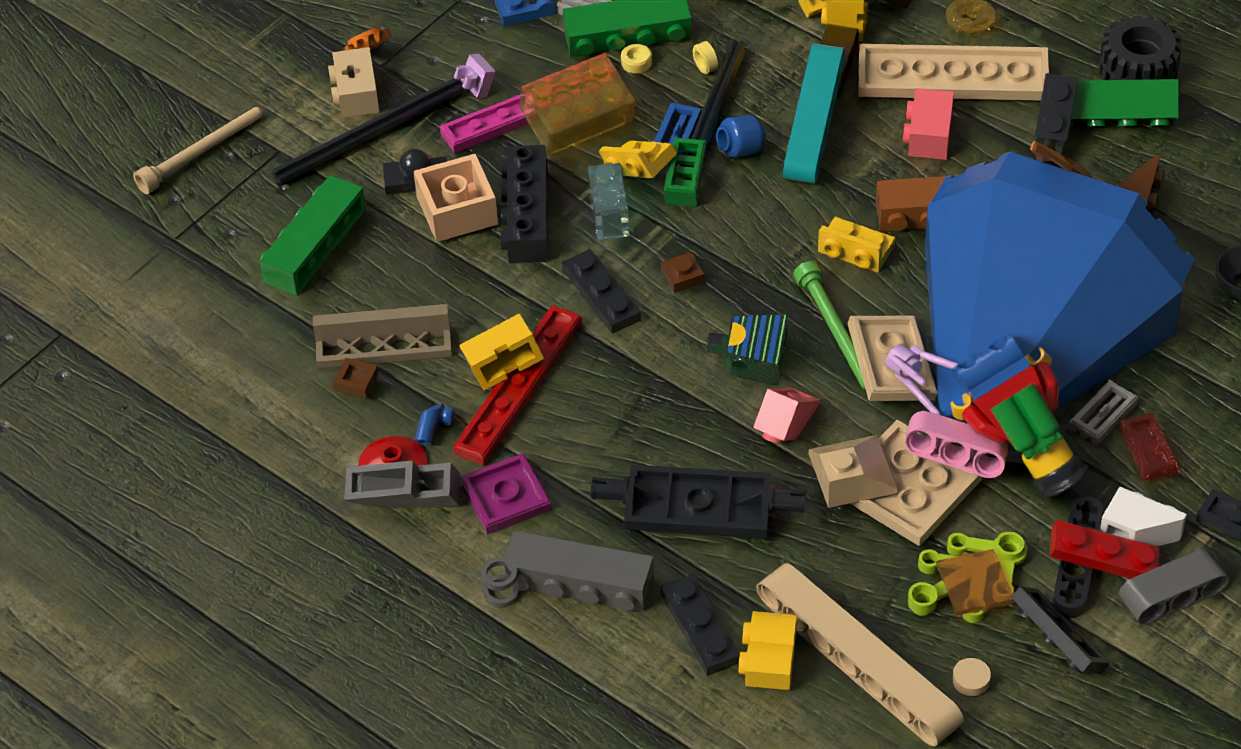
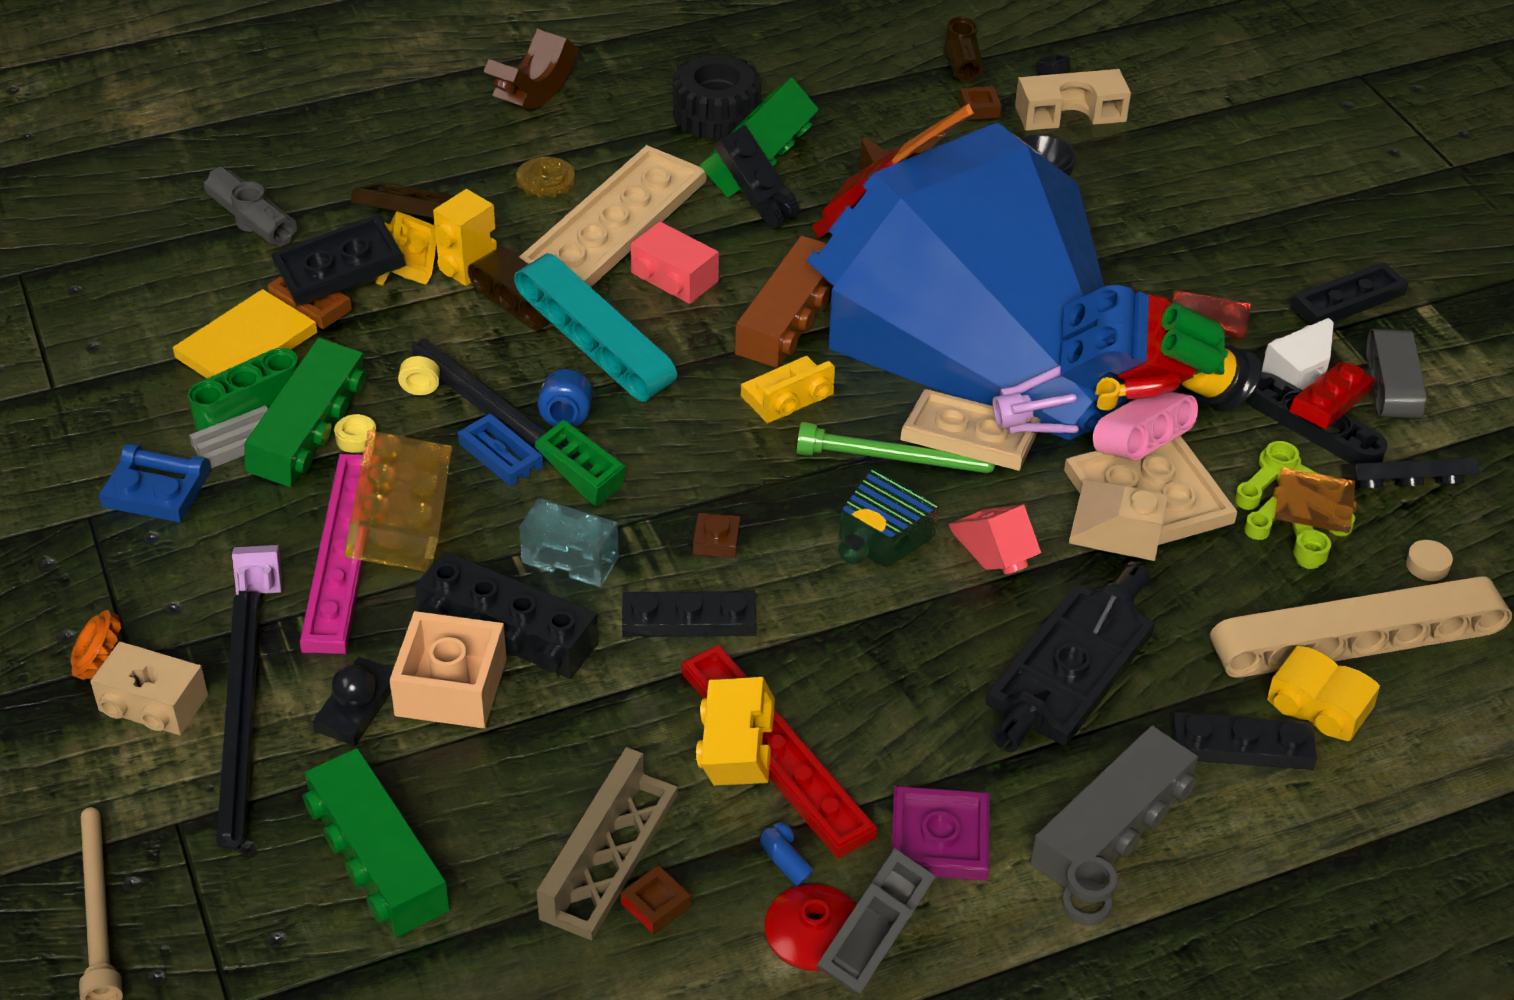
camera: 65 degrees left, 5 degrees down
(639, 157) = (543, 476): yellow bracket -> none

